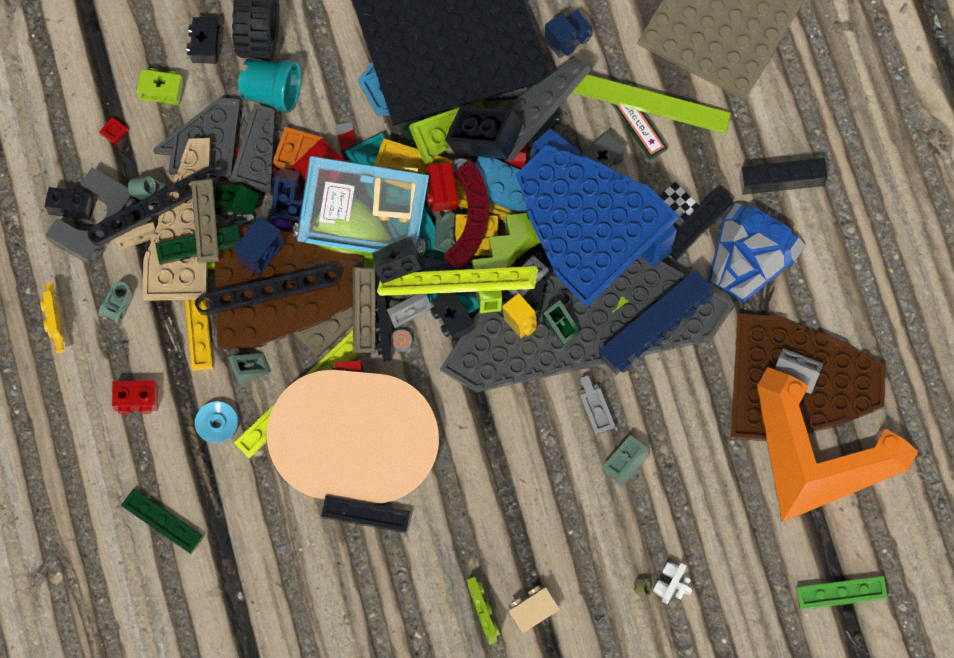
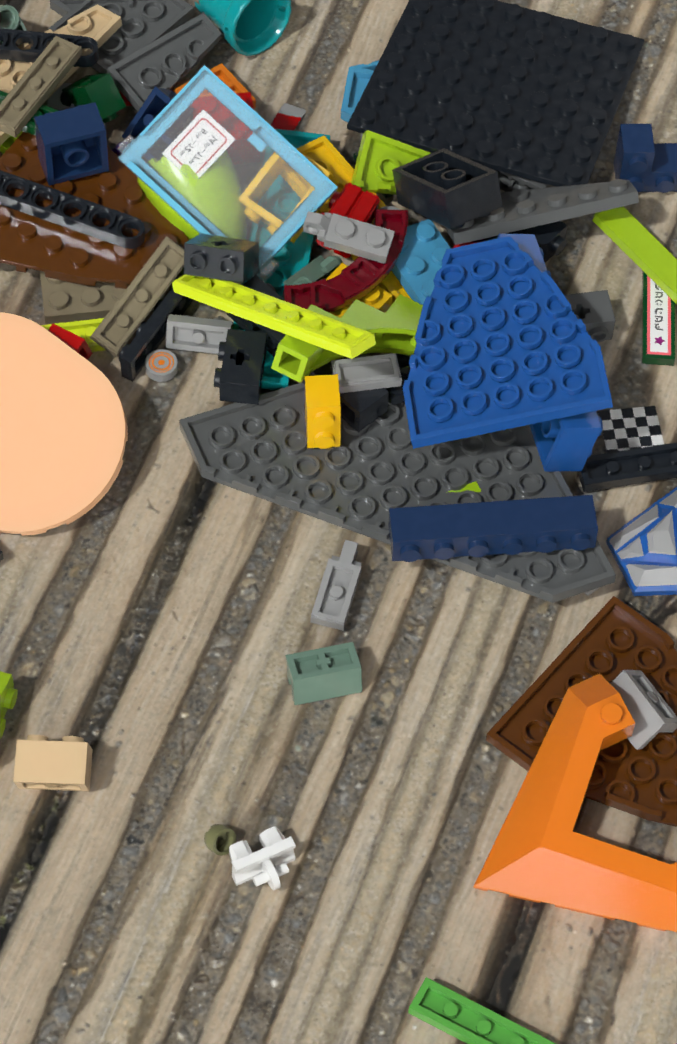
camera: 30 degrees right, 15 degrees down
(457, 199) = (350, 235): none -> light grey hinge
(560, 322) = (369, 451): dark green slope -> none

